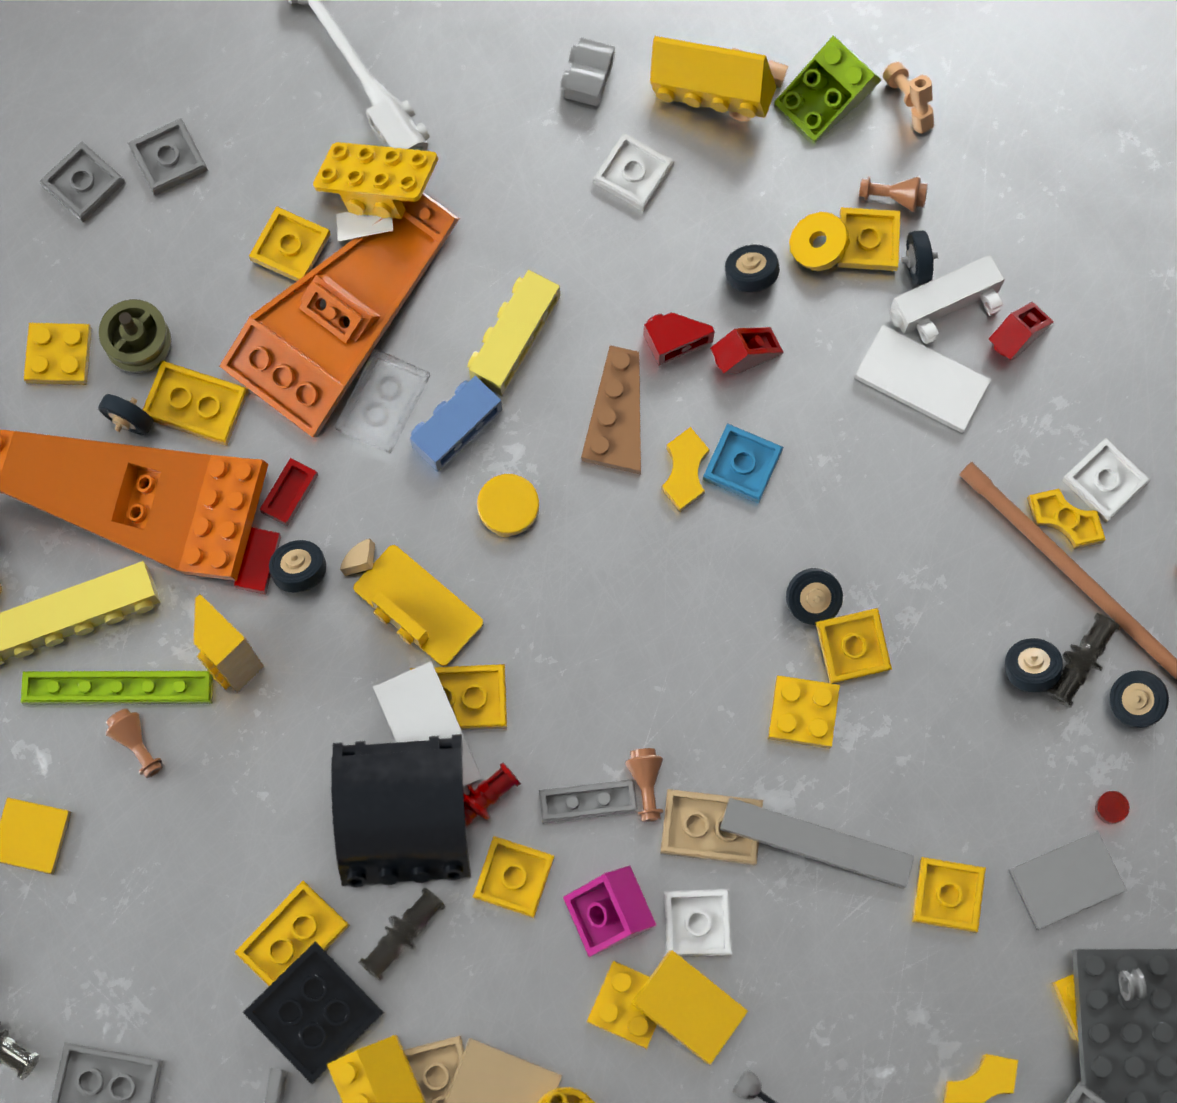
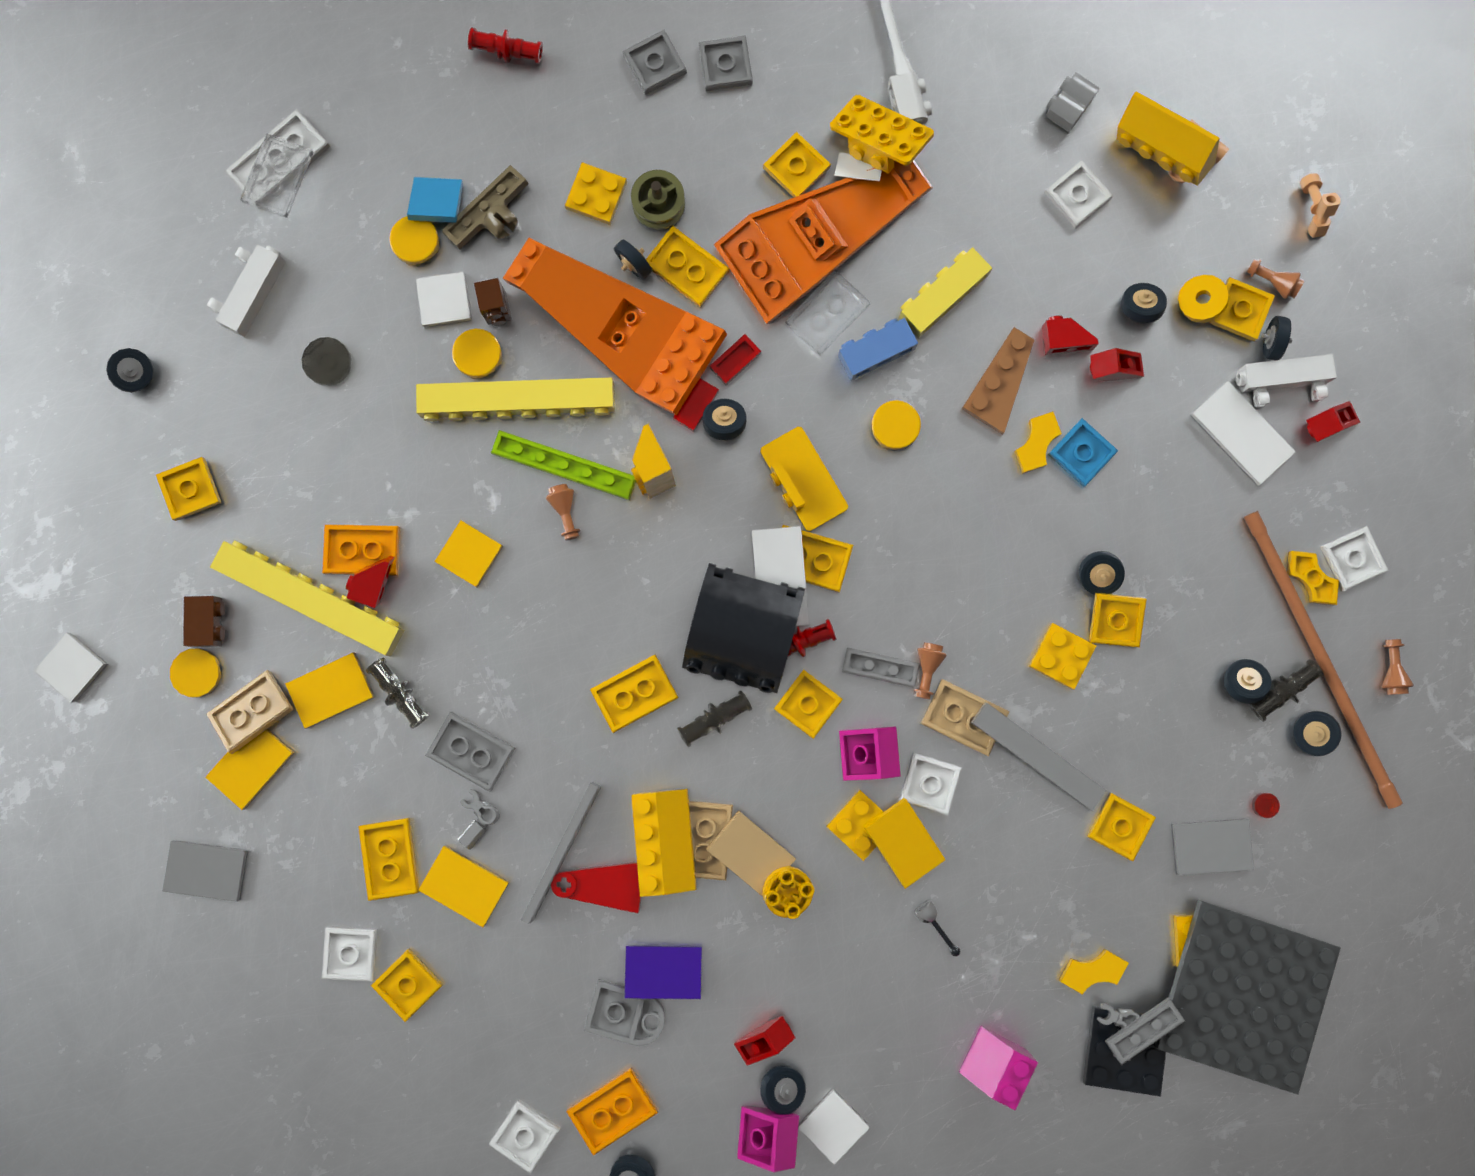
camera: 20 degrees right, 10 degrees up
(313, 1012) = (632, 752): black plate -> none
(359, 558) = (771, 428): tan tile -> none
(827, 89) = (1253, 177): lime slope -> none
(1132, 984) = (1234, 942): light grey bush -> none

